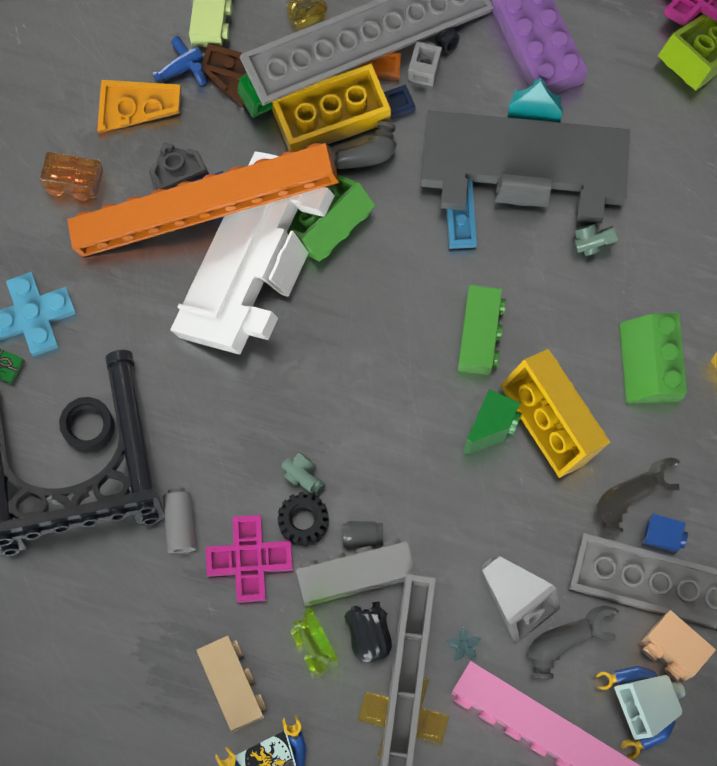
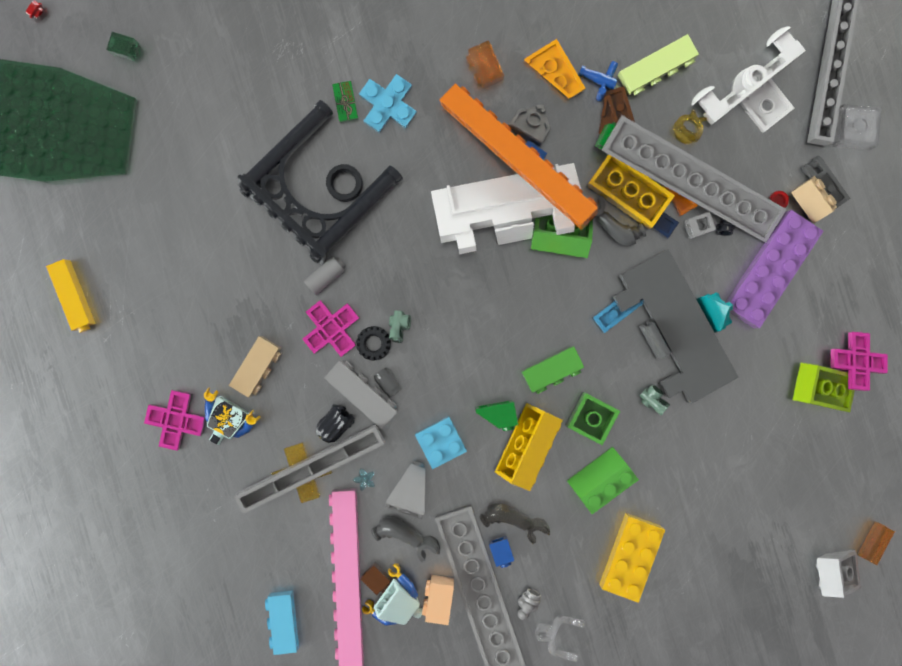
camera: 55 degrees right, 15 degrees up
(319, 650) = (305, 403): clear neon green slope -> none
(480, 517) = (440, 442): none -> medium azure brick
(570, 320) = (592, 418): none -> bright green brick
(600, 712) = (376, 578): none -> reddish brown brick

